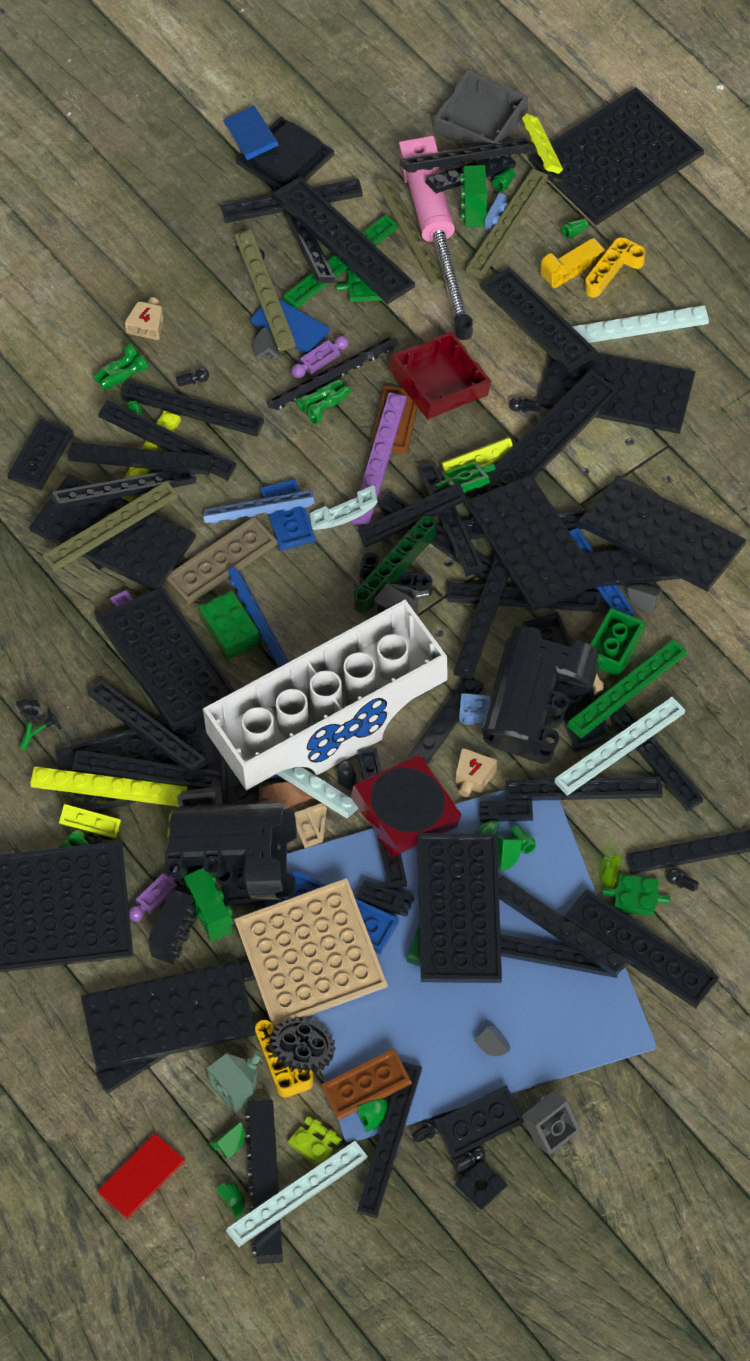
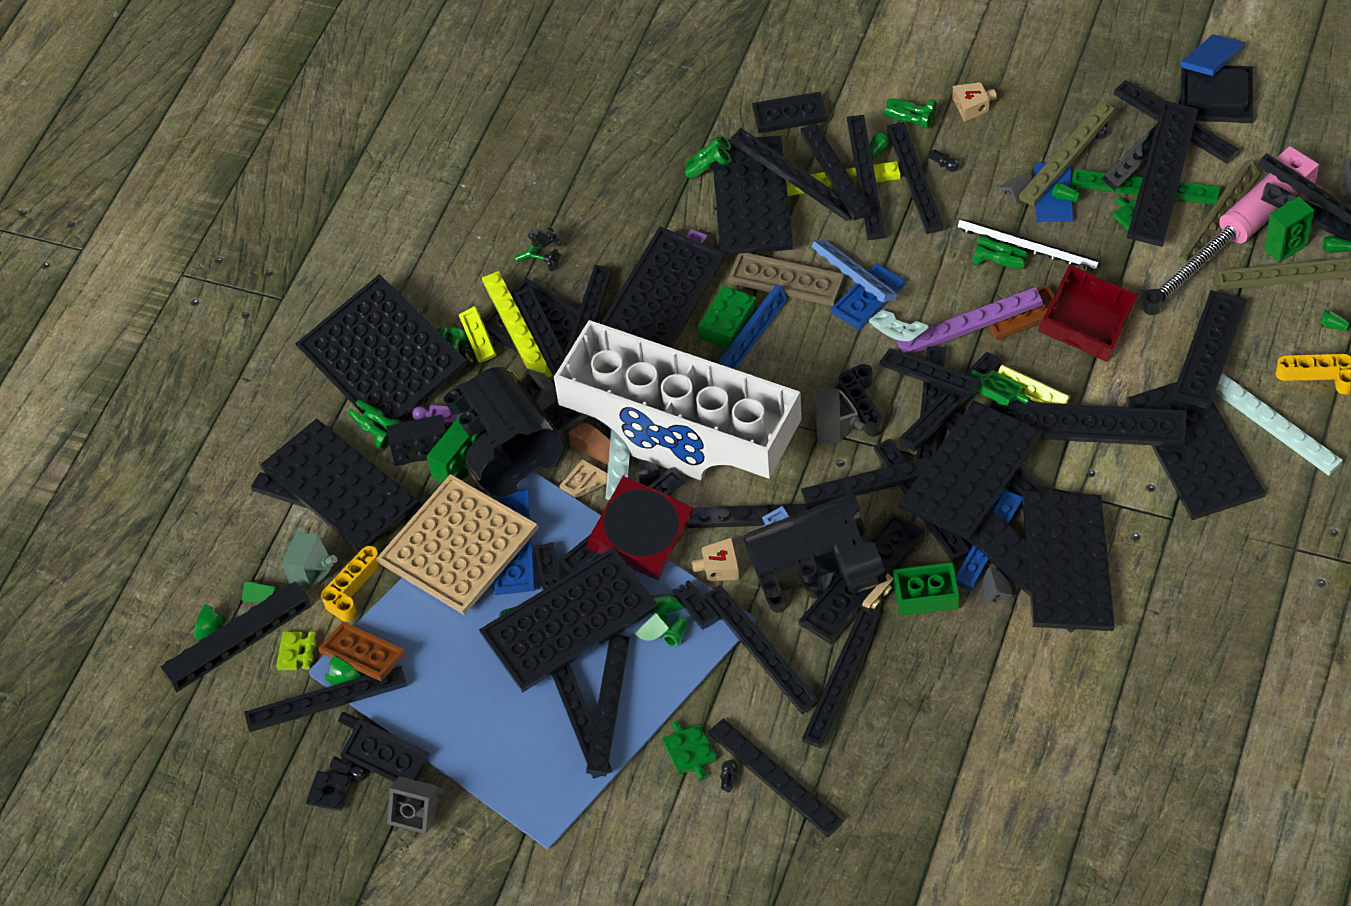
camera: 60 degrees right, 5 degrees down
(44, 545) = (705, 157): none -> green piece
(109, 526) = (748, 185): olive plate -> none
(116, 957) = (368, 420): none -> green piece
(141, 1176) = (191, 553): red tile -> none
(296, 1194) = (231, 660): light aqua plate -> none
(302, 1045) = (350, 580): black gear -> none
(303, 317) = (1064, 192): none -> green cone
(319, 357) = (1038, 227): medium lavender plate -> none
(395, 563) = (871, 386): dark green beam -> none
(493, 1042) = (466, 720): dark grey brick -> none
(496, 210) = (1295, 256): medium blue plate -> none
(524, 405) = (1116, 390): black axle -> none
(560, 270) = (1290, 339): yellow beam -> none
(610, 870) = (699, 715): clear neon green brick -> none
(619, 746) = (821, 649): light aqua plate -> none
(627, 688) = (885, 623): green plate -> none
(642, 949) = (633, 781): black plate -> none

